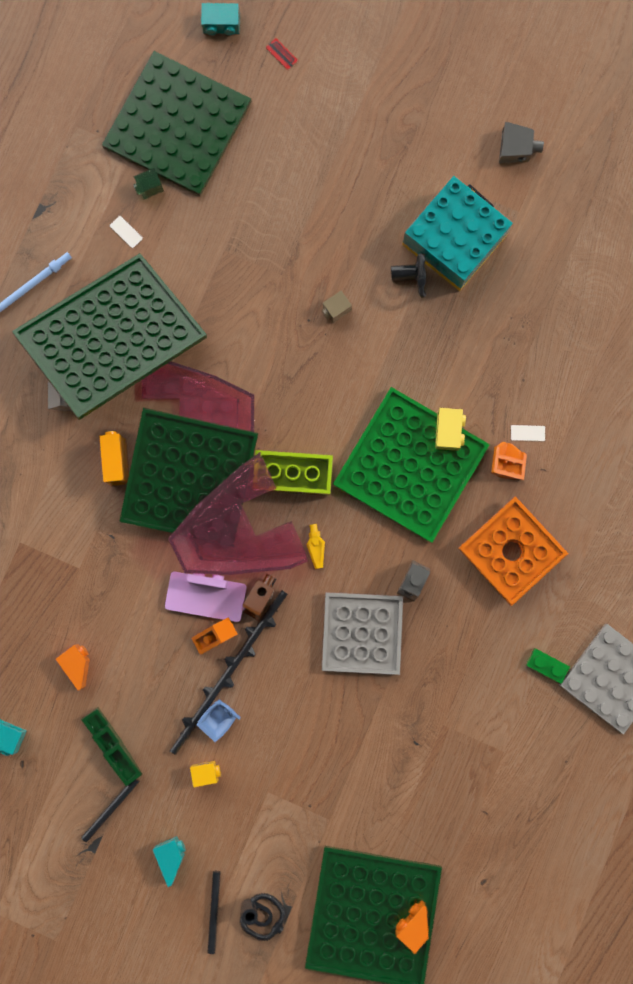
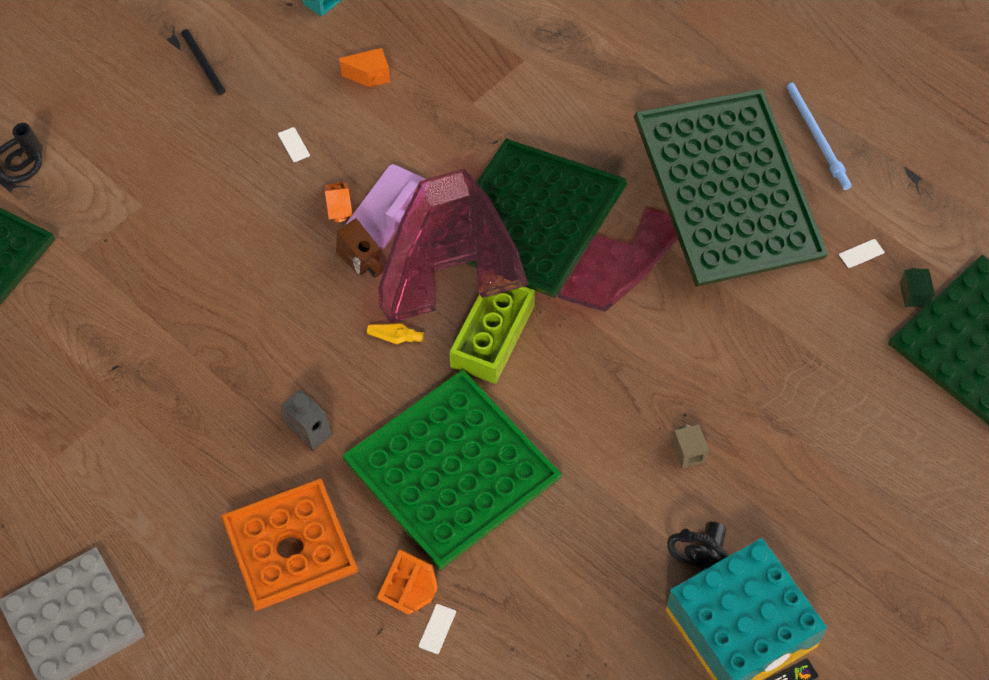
camera: 105 degrees right, 25 degrees down
(111, 746) = (262, 79): dark green slope -> none
(114, 459) = (583, 148): light orange brick -> none
(168, 696) = (293, 144): none -> white sticker
(169, 857) = (122, 94): teal slope -> none
(205, 773) = (193, 148): yellow brick -> none
(214, 912) = (48, 120): black bar -> none
(217, 720) = (243, 173): medium blue piece -> none
(232, 663) = (299, 210): black plant -> none
(362, 633) = (269, 347): light grey plate -> none
(449, 429) = (477, 516): light yellow brick -> none
(547, 665) = (127, 543): green plate -> none

